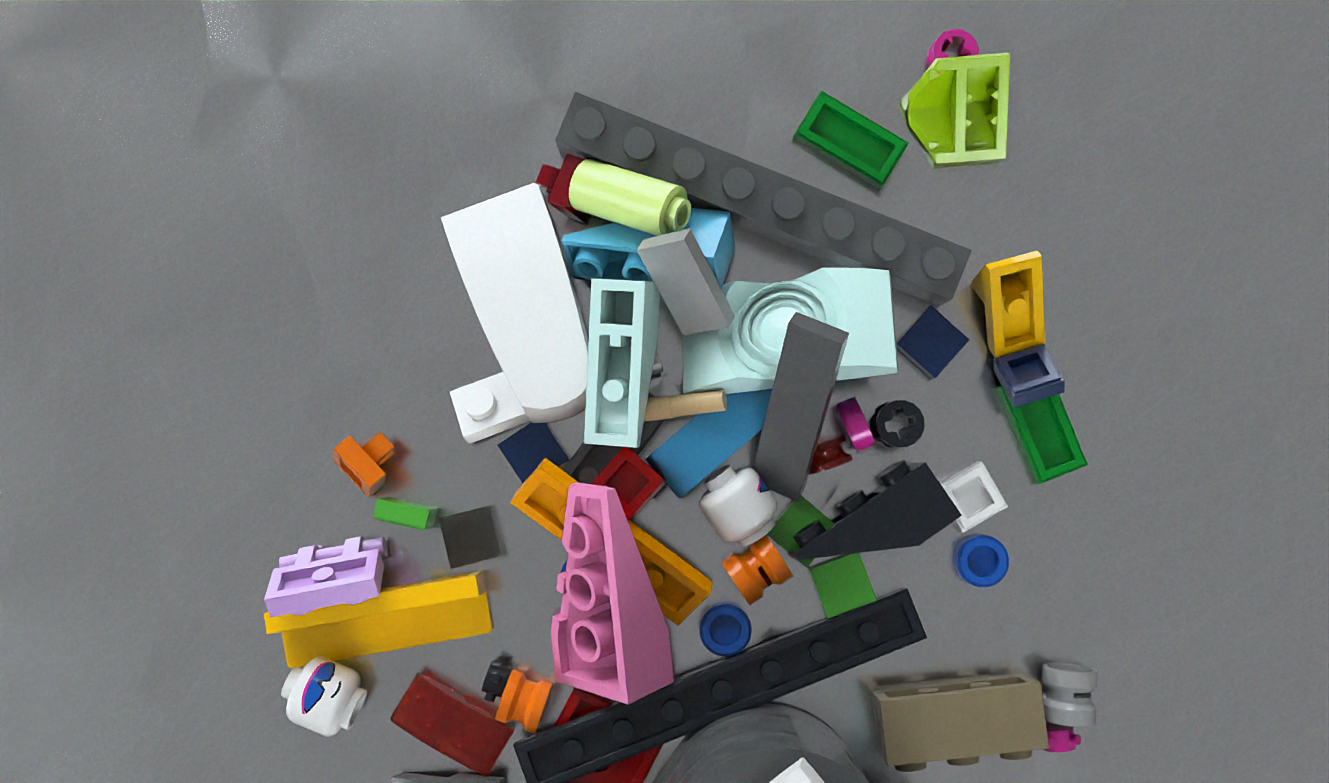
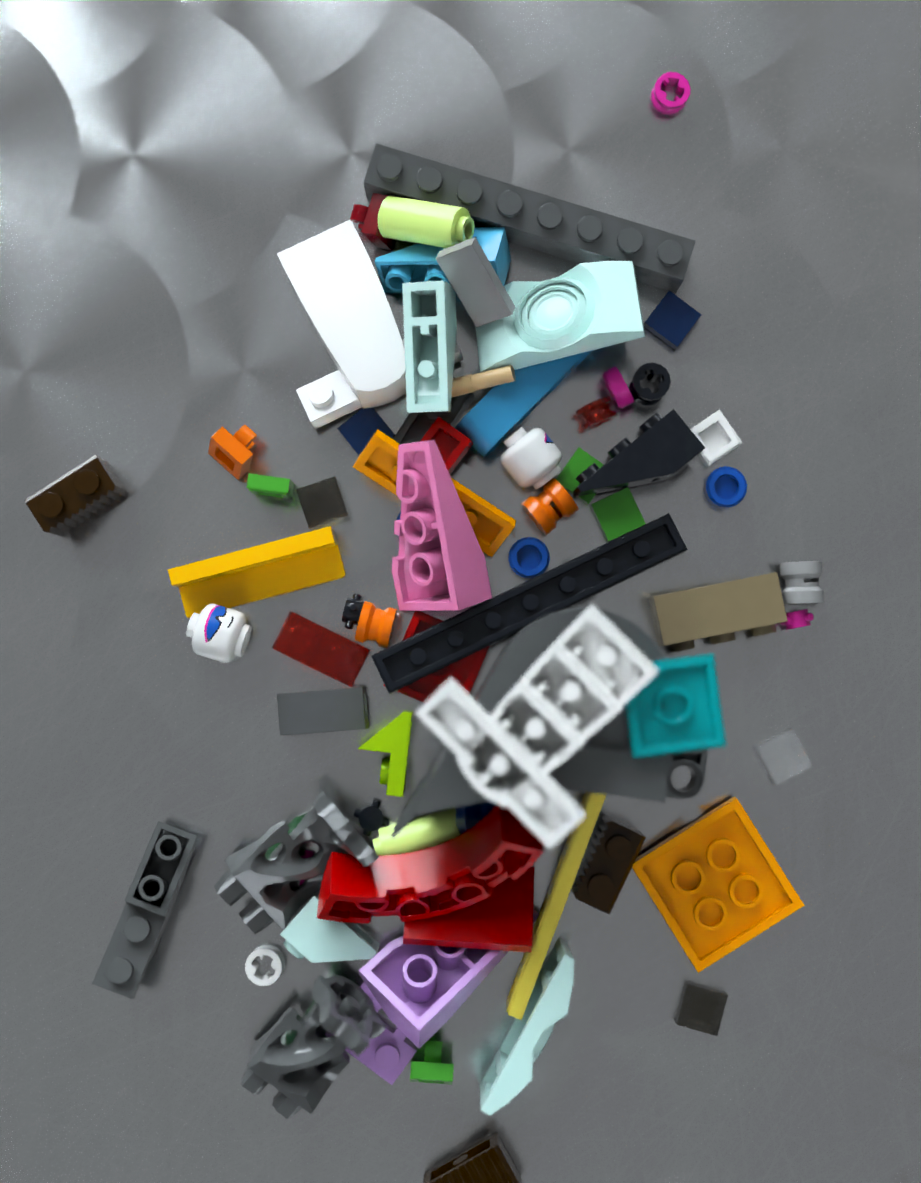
camera: 10 degrees left, 0 degrees up
(158, 506) = (76, 496): none -> dark brown brick
(327, 577) = (202, 541): lavender plate -> none
(798, 403) = (570, 368): dark grey tile -> none
(850, 140) = (595, 167): green tile -> none
(962, 108) = (680, 133): lime slope -> none
(1012, 303) = (732, 281): yellow slope -> none
(1029, 375) = (749, 337): dark blue tile -> none
(1044, 437) = (764, 378): green tile -> none

